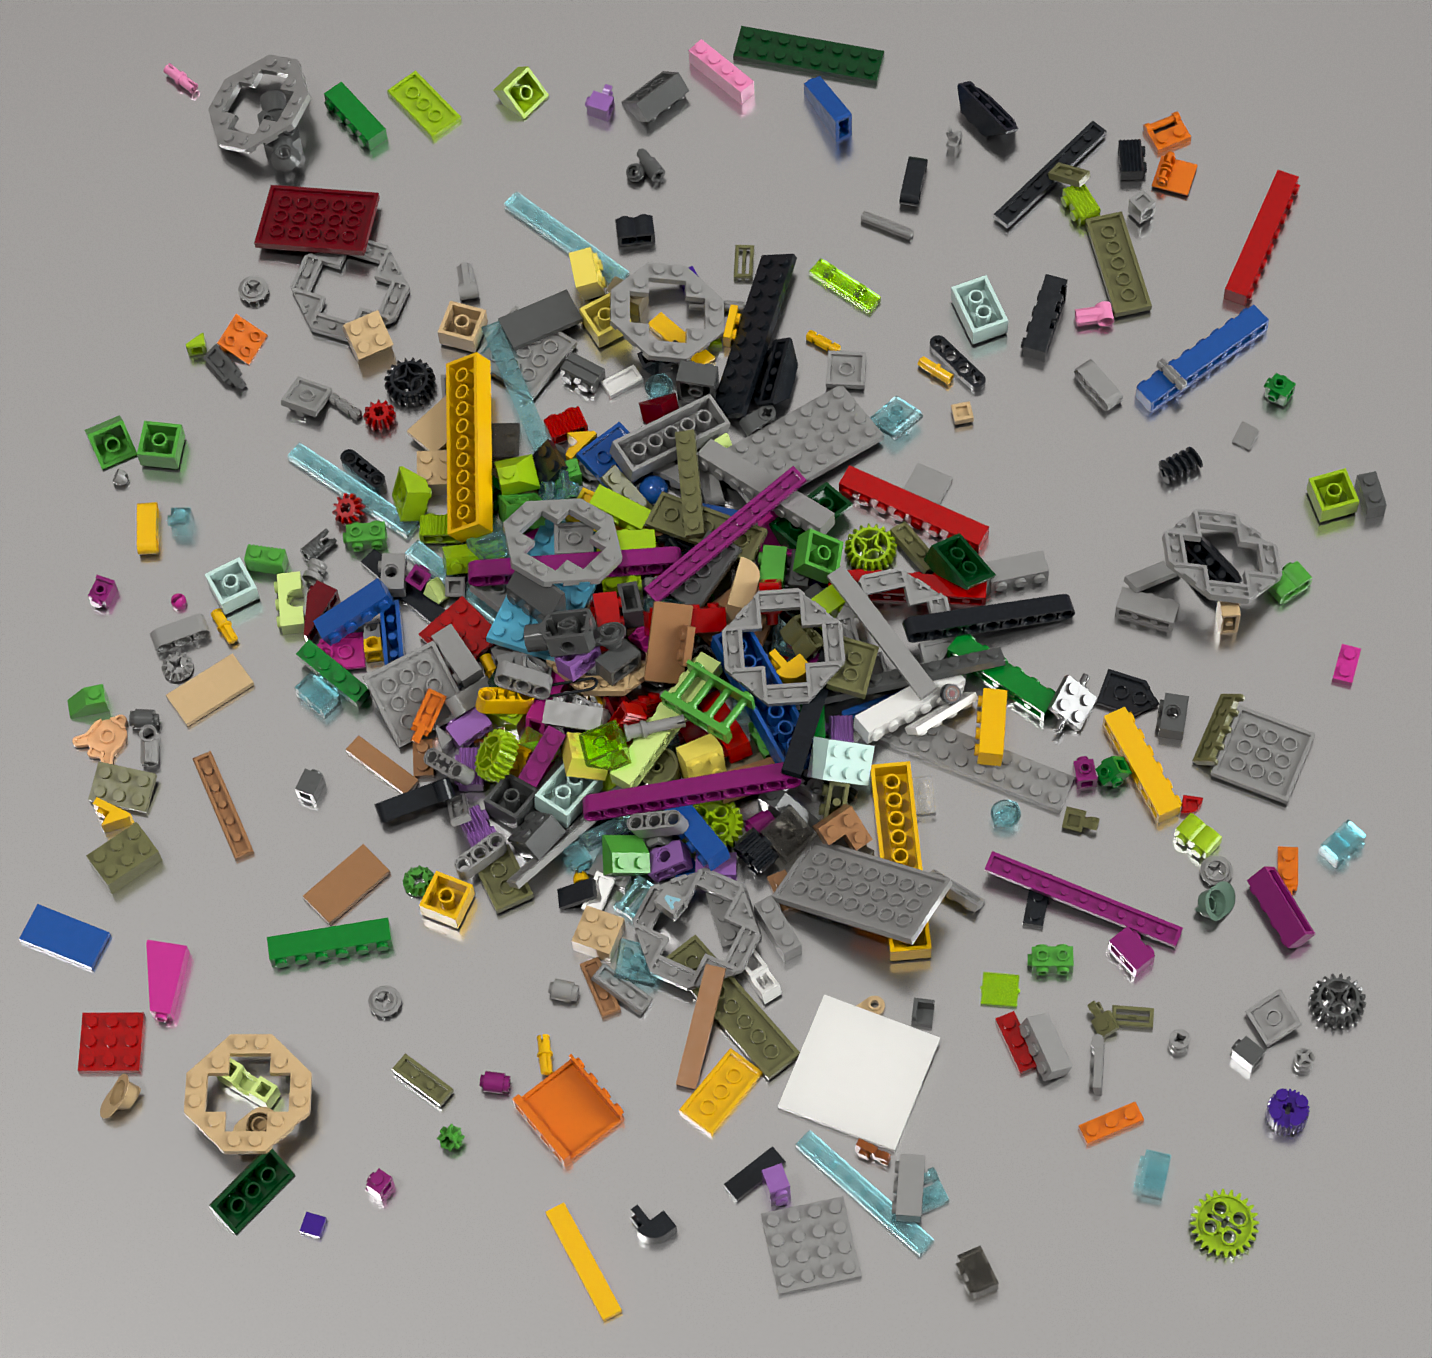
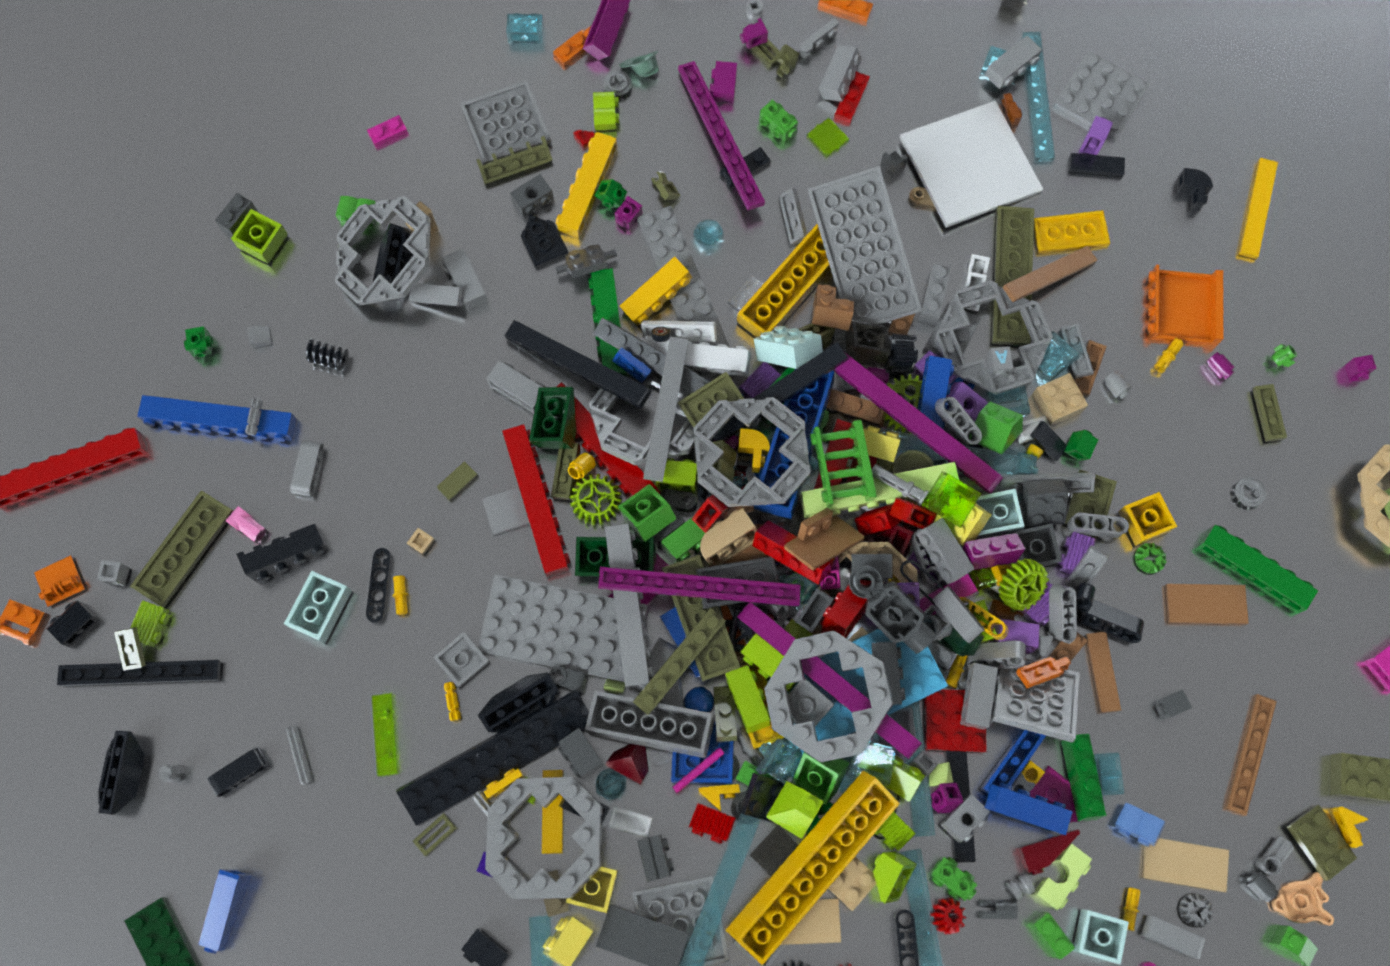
camera: 140 degrees left, 10 degrees up
(265, 681) = (1140, 825): none -> medium blue brick
(549, 913) = (1081, 445): none -> green brick
(607, 440) = (698, 770): none -> dark pink bar
(896, 418) = (470, 581): clear light blue hinge -> none
(904, 555) = (581, 466): none -> yellow brick
(953, 649) = (631, 365): none -> blue plate
(984, 474) = (457, 481): none -> olive tile
(1151, 1010) = (754, 34): none -> magenta brick

